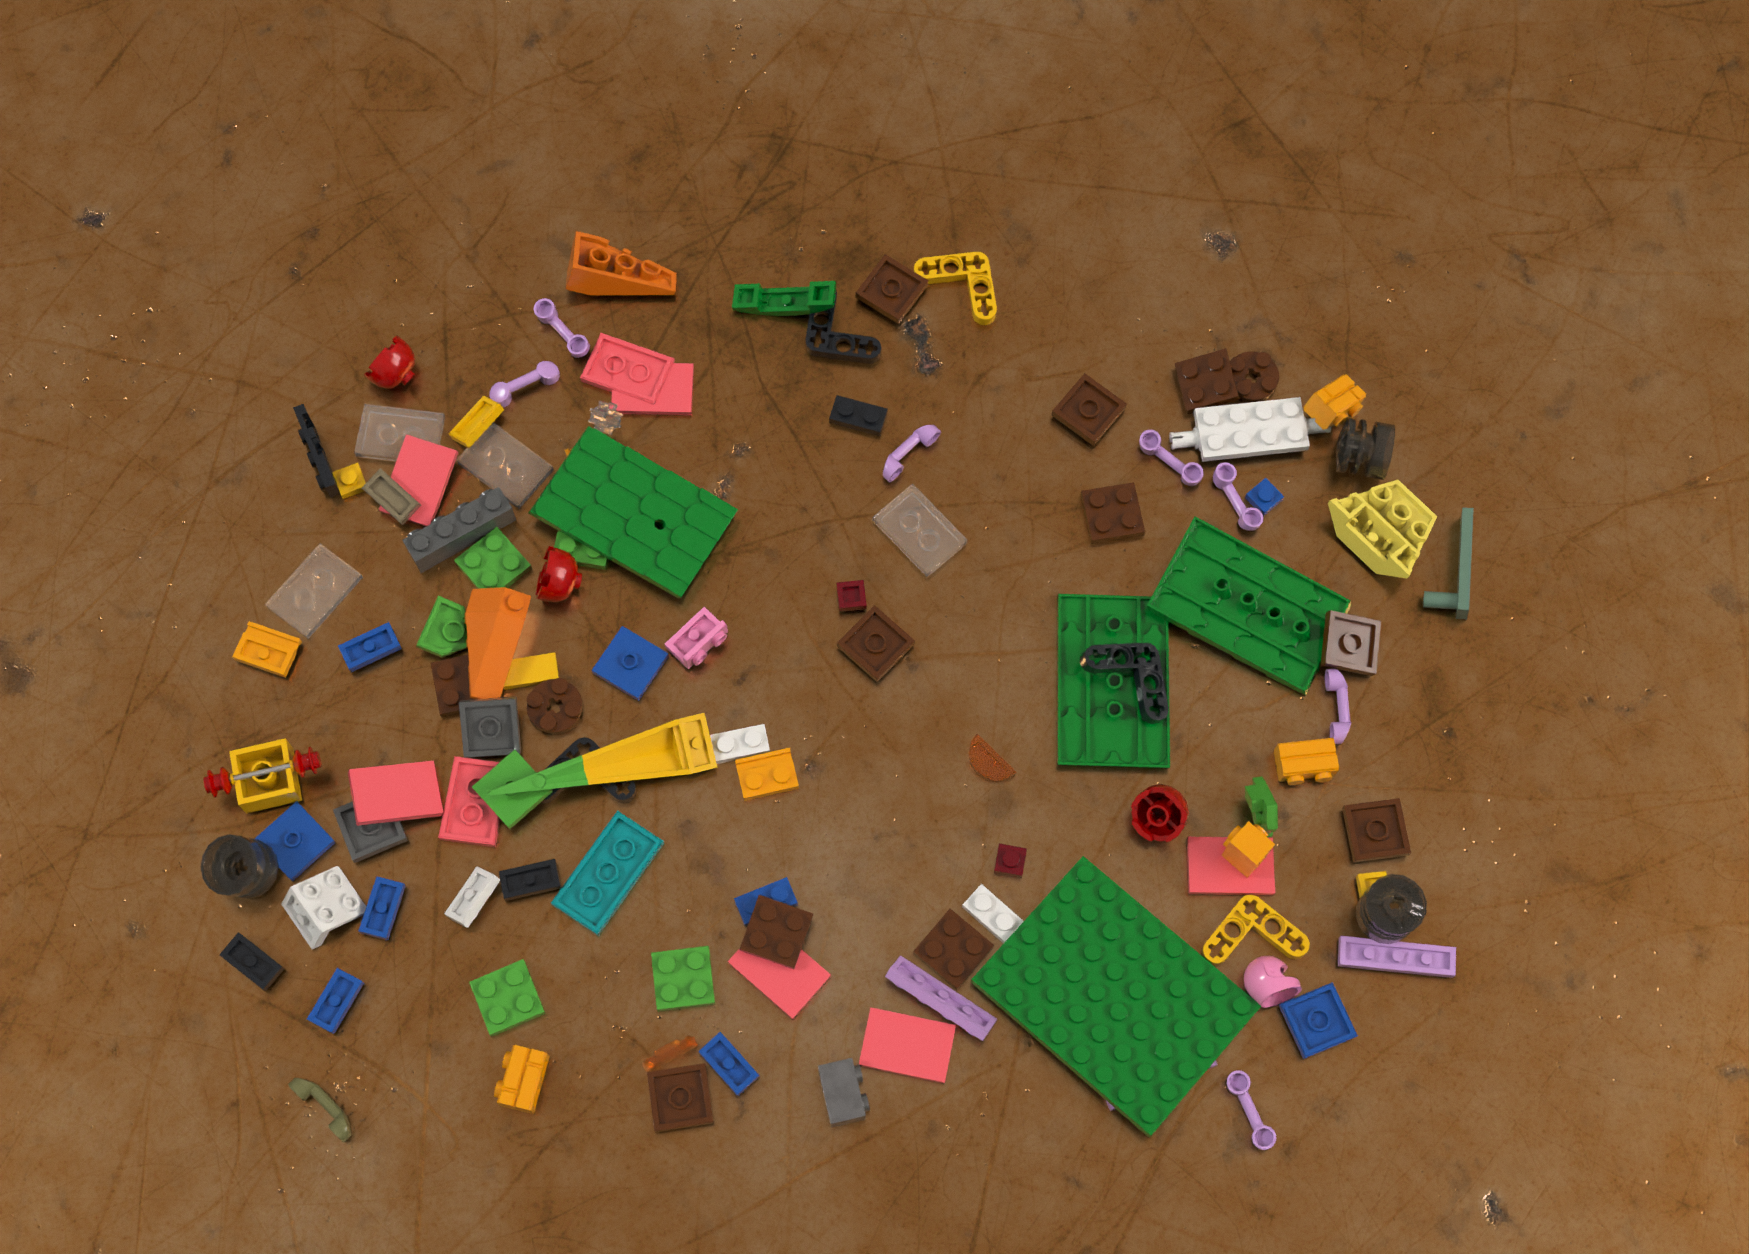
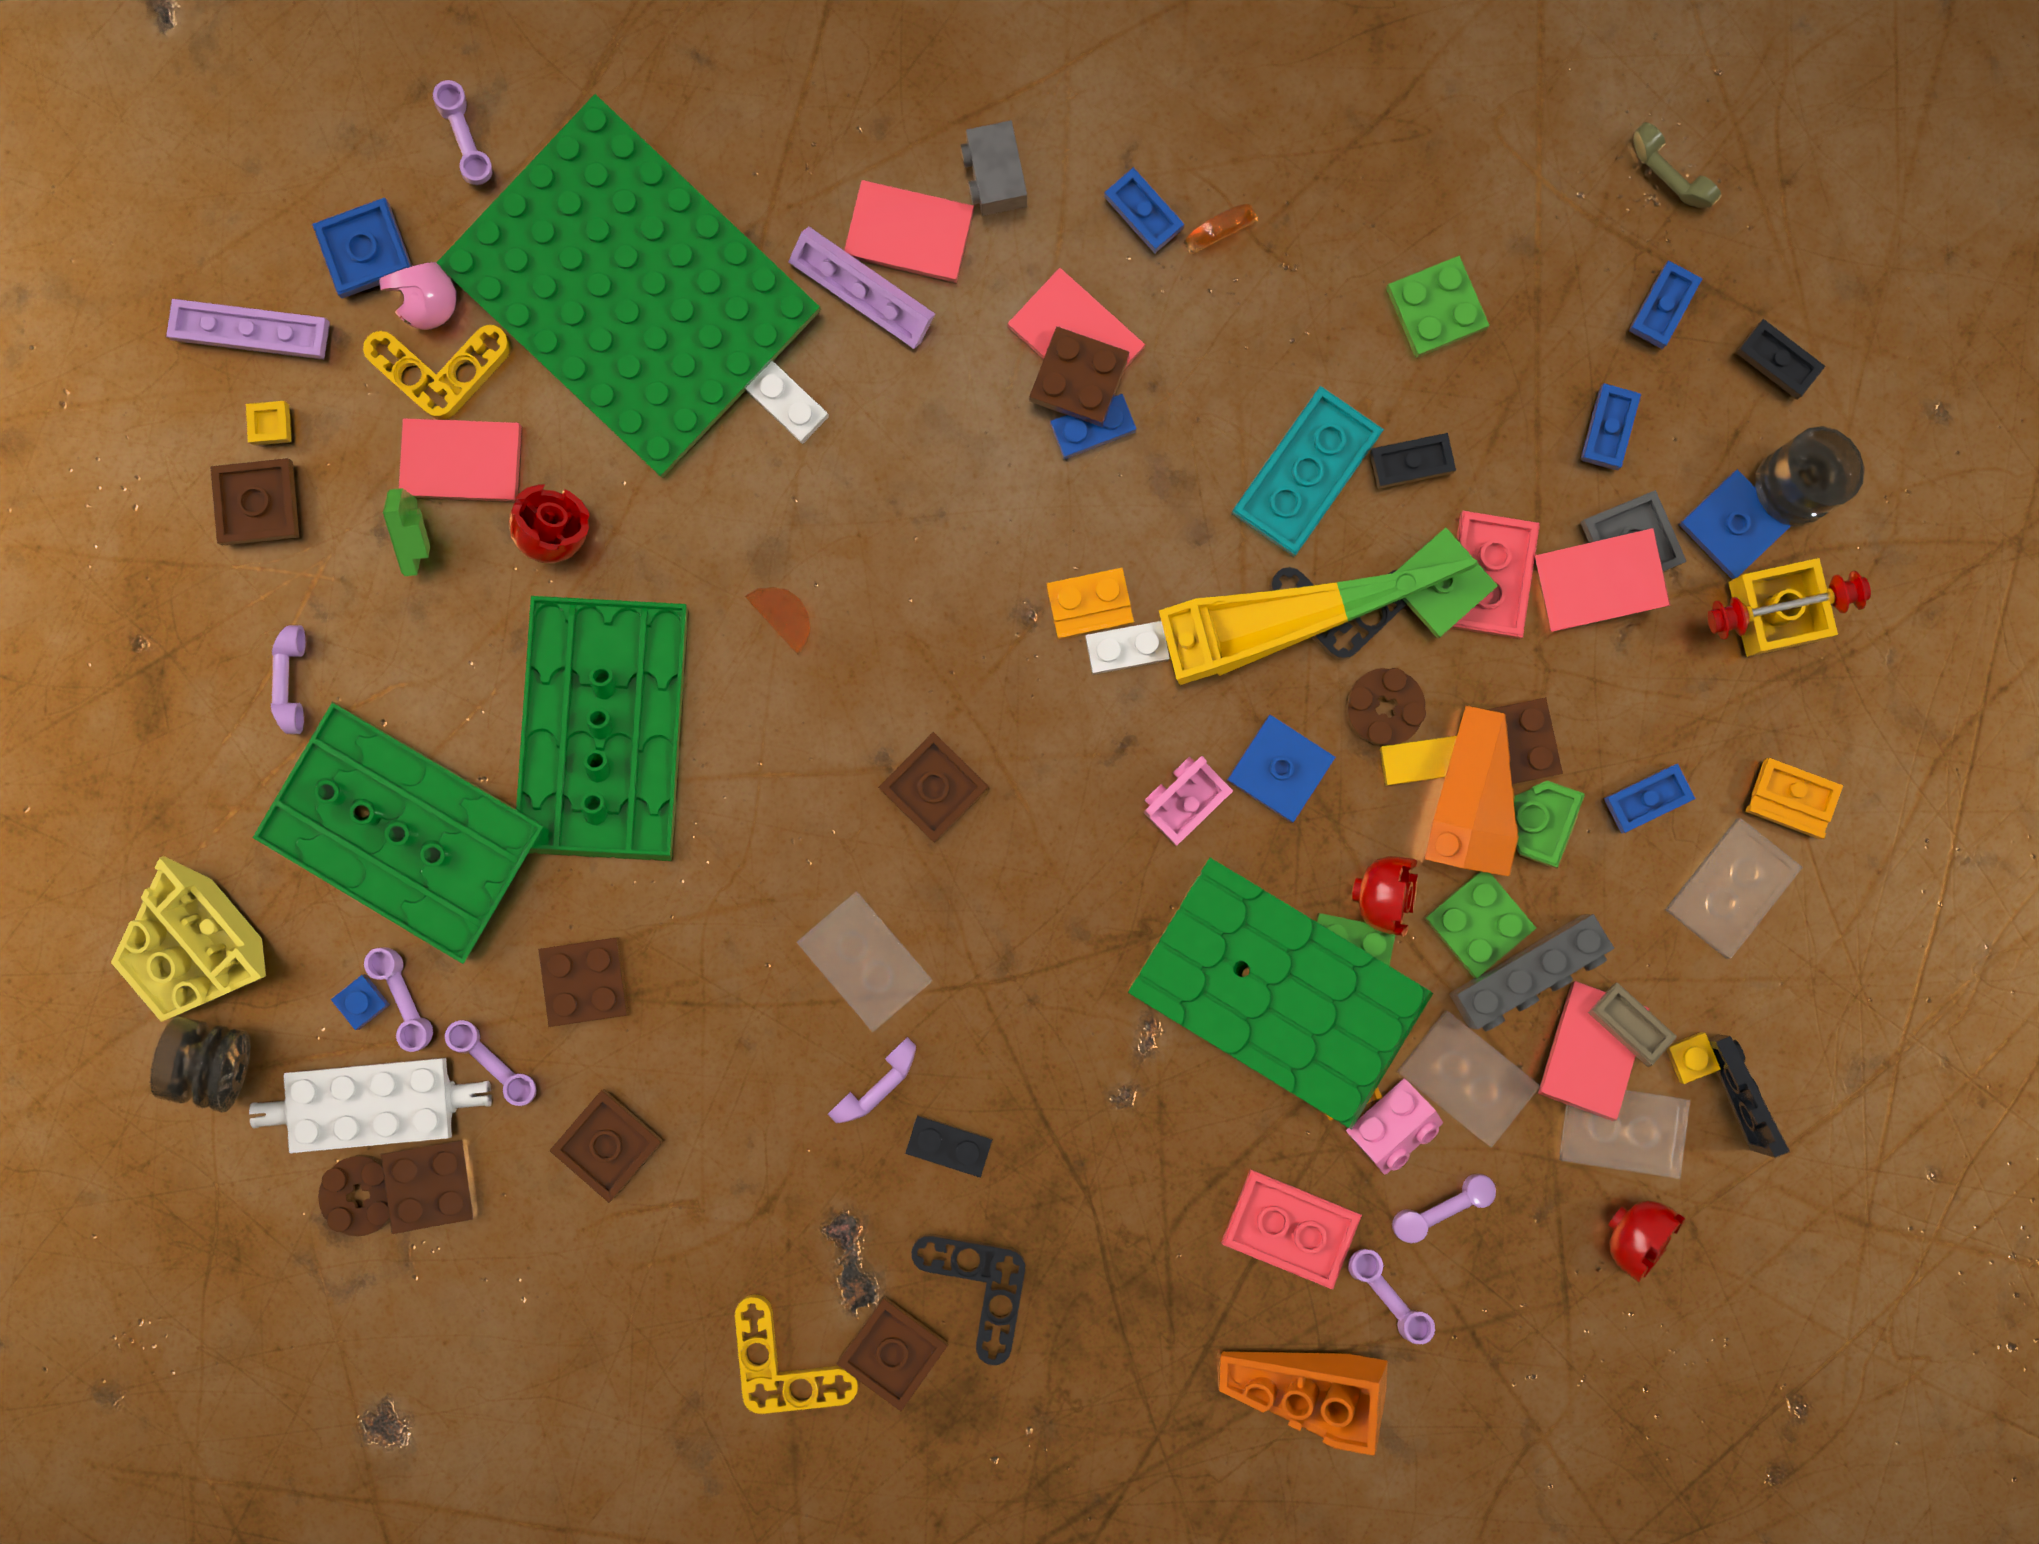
camera: 175 degrees left, 15 degrees up
(322, 905) = (1687, 433): white bracket -> none
(472, 897) = (1490, 437): white plate -> none
(476, 422) = (1513, 1145): yellow tile -> none
(489, 726) = (1475, 672): dark grey plate -> none
(522, 1079) = (1414, 195): light orange brick -> none
(556, 431) = (1396, 1127): none -> bright pink bracket
(607, 411) = (1323, 1145): clear gear -> none
(674, 396) = (1220, 1186): coral tile -> none
(680, 1097) = (1207, 168): reddish brown plate -> none
(683, 978) = (1204, 326): bright green plate -> none
(784, 301) = (1055, 1338): green slope -> none
(851, 595) = (966, 860): dark red plate -> none
(953, 949) = (842, 356): reddish brown plate -> none
(1010, 860) = (760, 474): dark red plate -> none
(1140, 669) = (559, 730): black beam -> none
(1247, 847) = (430, 464): light orange brick -> none
(1306, 761) = (340, 600): light orange brick -> none
(1335, 402) = (237, 1142): light orange brick -> none
(1351, 643) = (258, 769): plate -> none
(1388, 924) = (264, 380): clear smoke wheel -> none
(1461, 599) = (92, 832): sand green piece -> none

